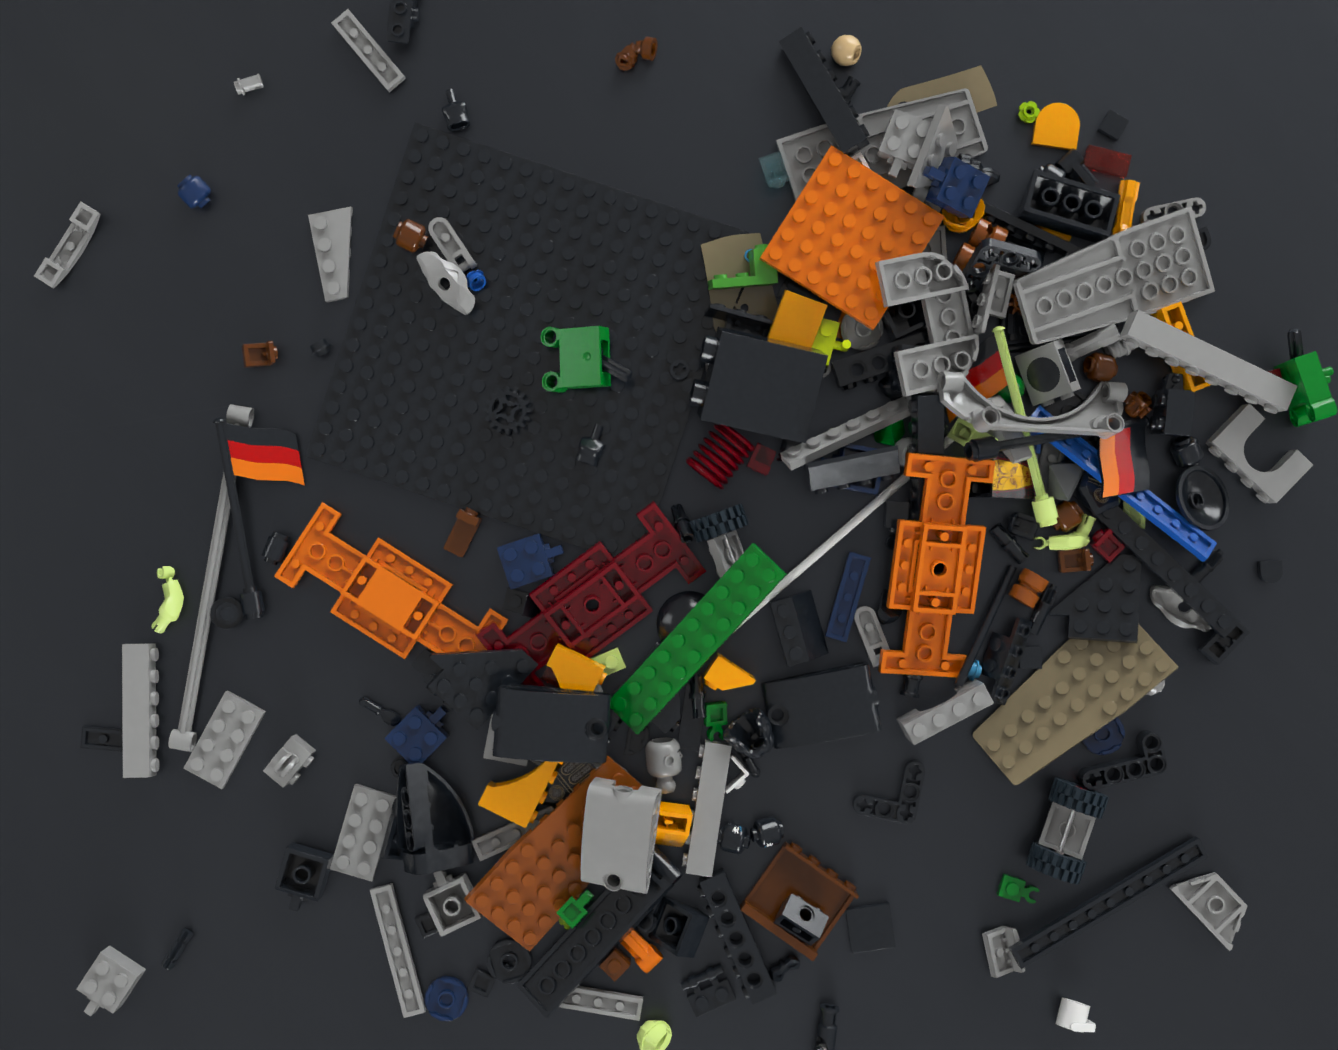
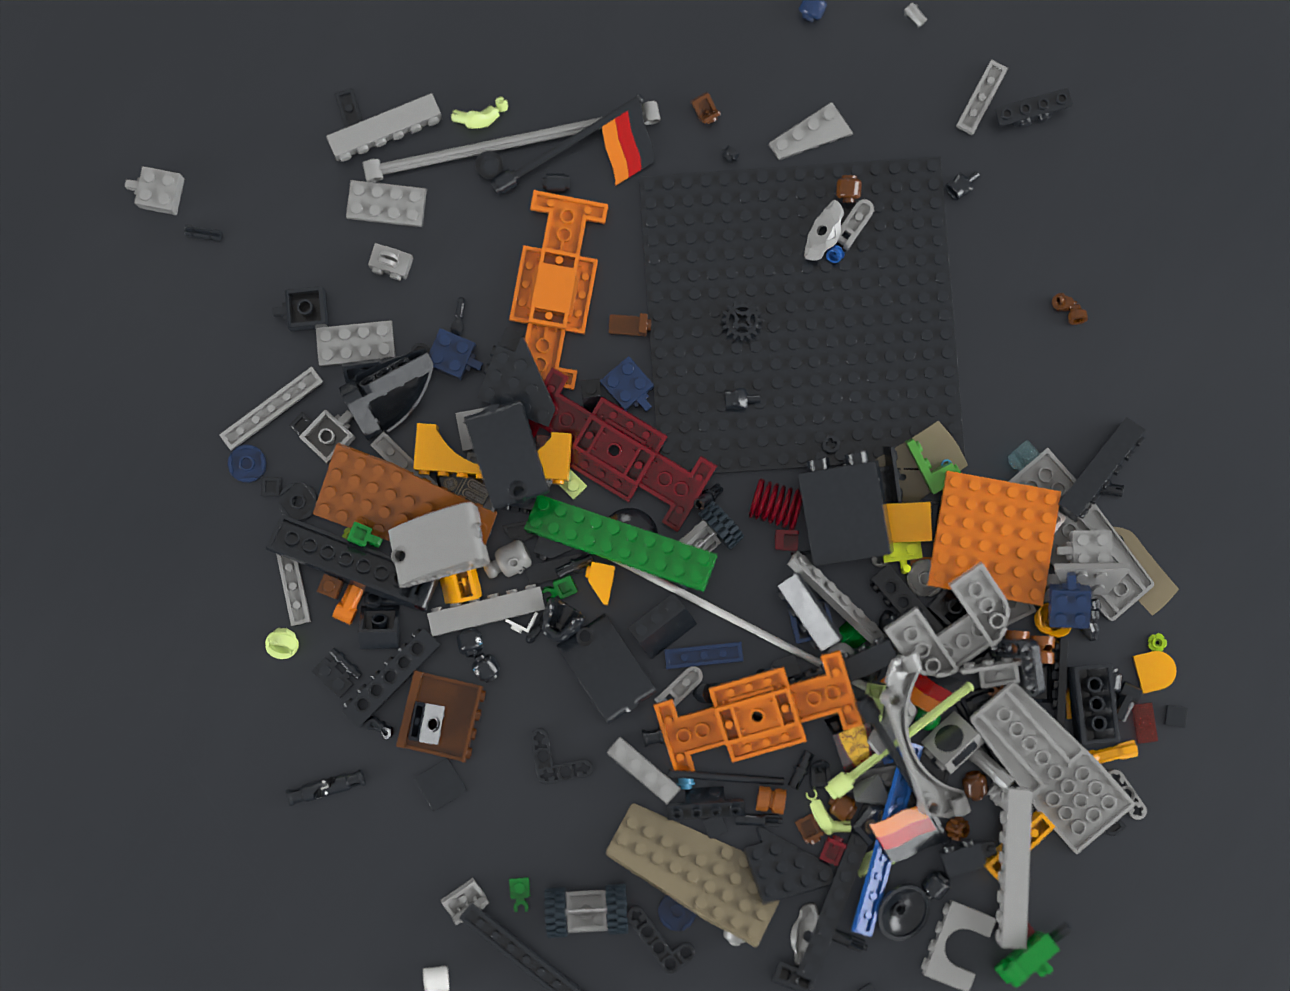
camera: 70 degrees right, 5 degrees down
(583, 359) = (808, 362): green piece -> none
(846, 50) = (1143, 474): tan piece -> none

